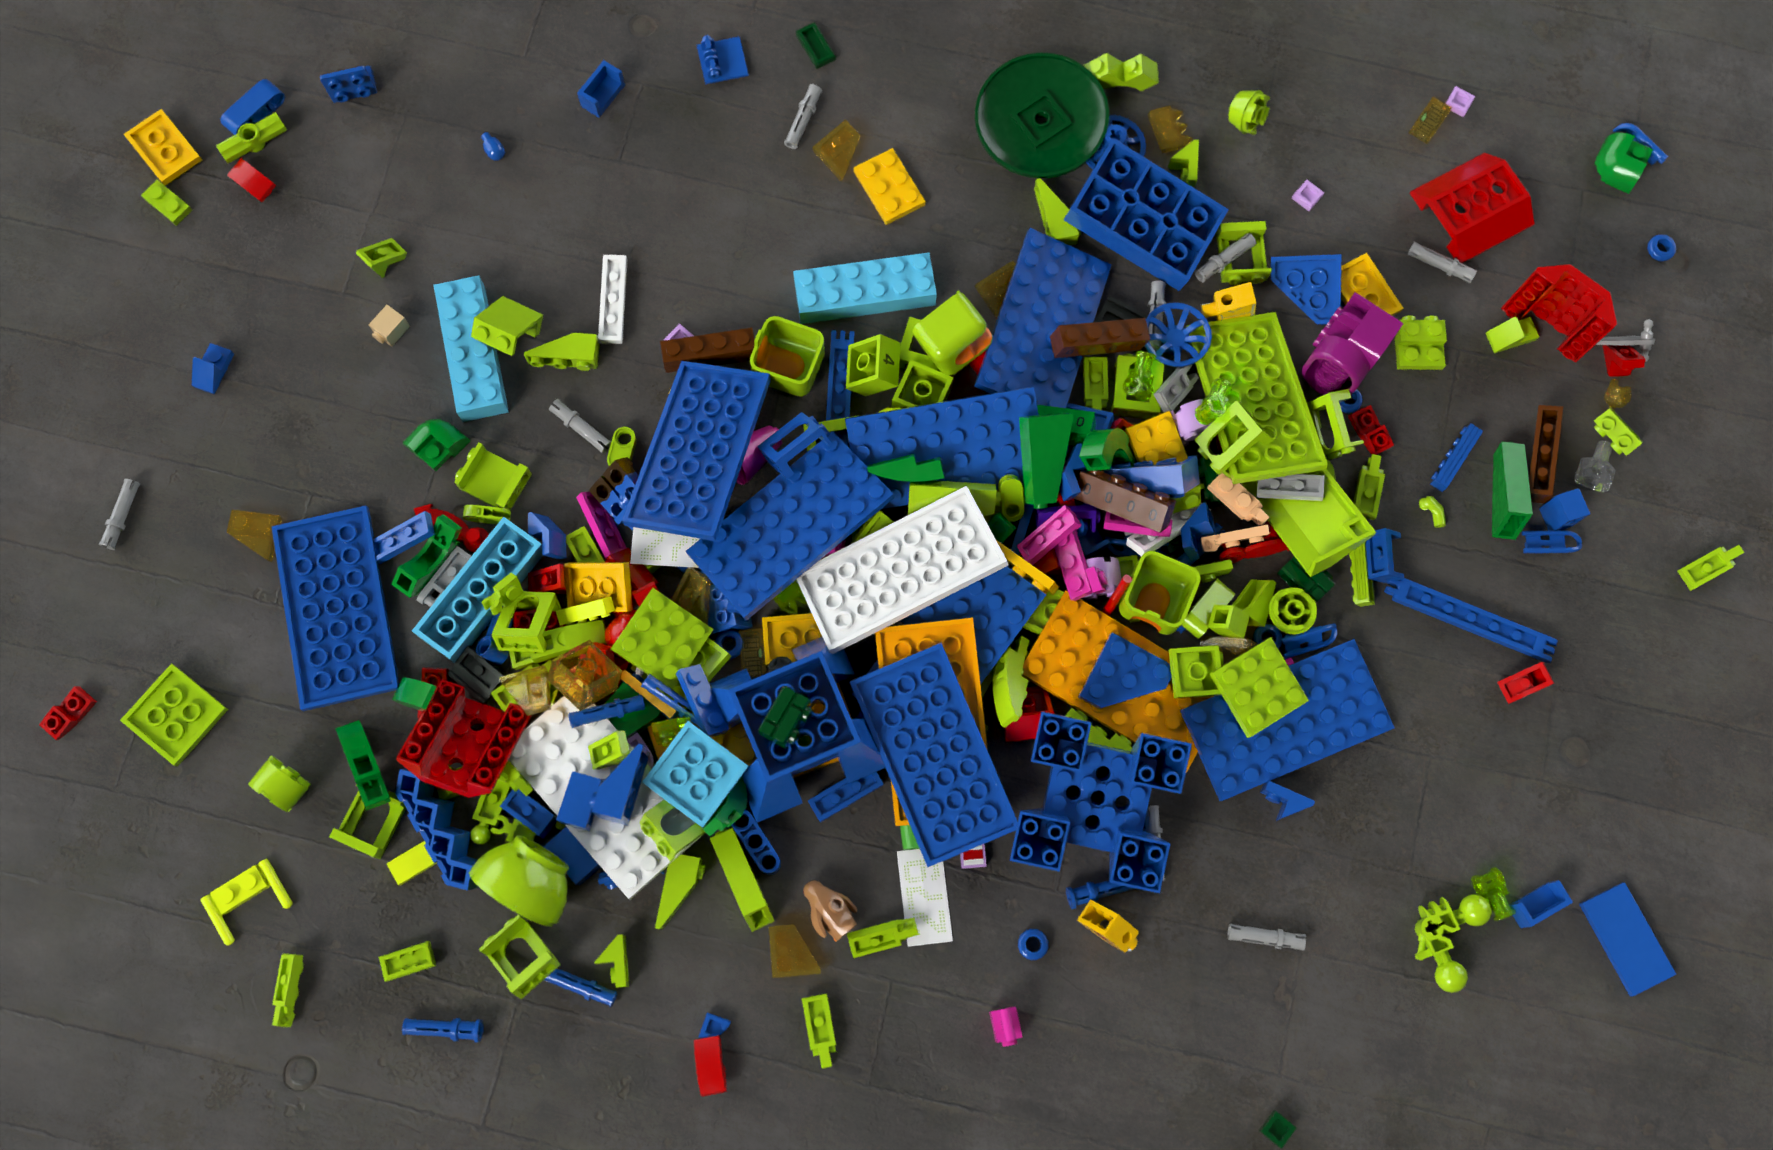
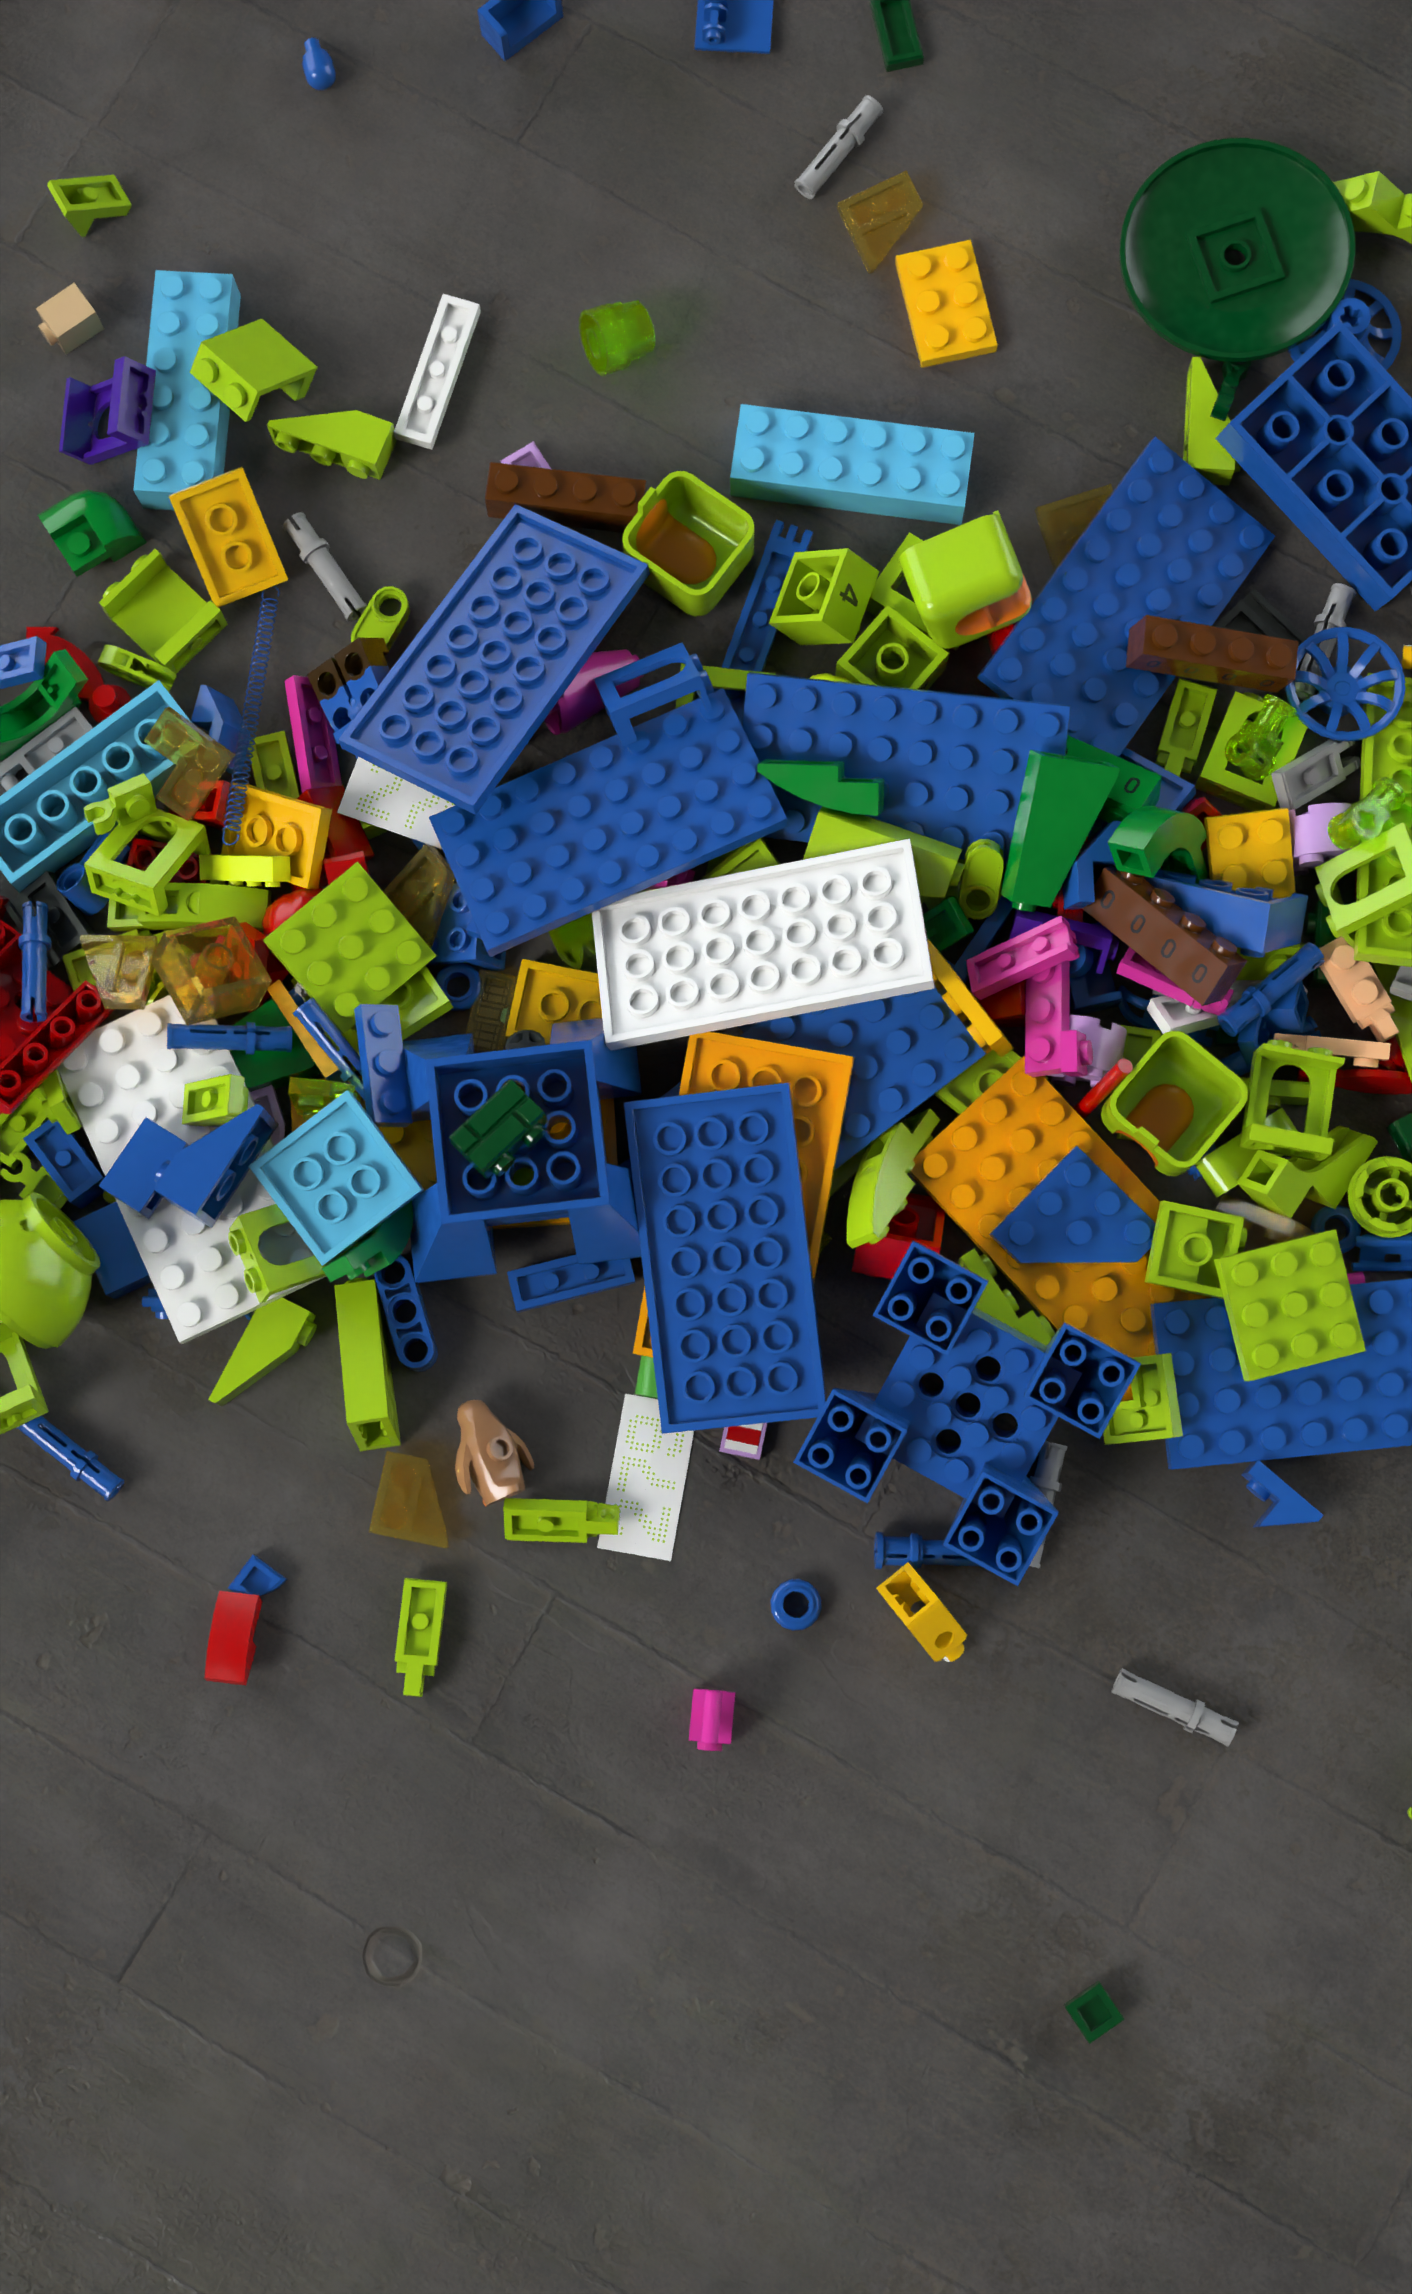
camera: 25 degrees right, 5 degrees up
(444, 375) = (130, 413): none -> dark purple panel
(473, 690) = (34, 960): none -> blue pin
(519, 424) = (228, 537): none -> yellow plate
(540, 554) = (197, 760): none -> clear yellow plate
(562, 523) = (251, 719): none -> blue piece
(616, 954) = (141, 1422): lime slope -> none
(709, 252) = (616, 335): none -> clear neon green piece
(1060, 183) = (1233, 374): none -> dark green piece
(1187, 521) = (1258, 1000): none -> blue pin
(1201, 768) = (1154, 1406): none -> lime plate
(1234, 551) = (1321, 1072): none -> lime panel

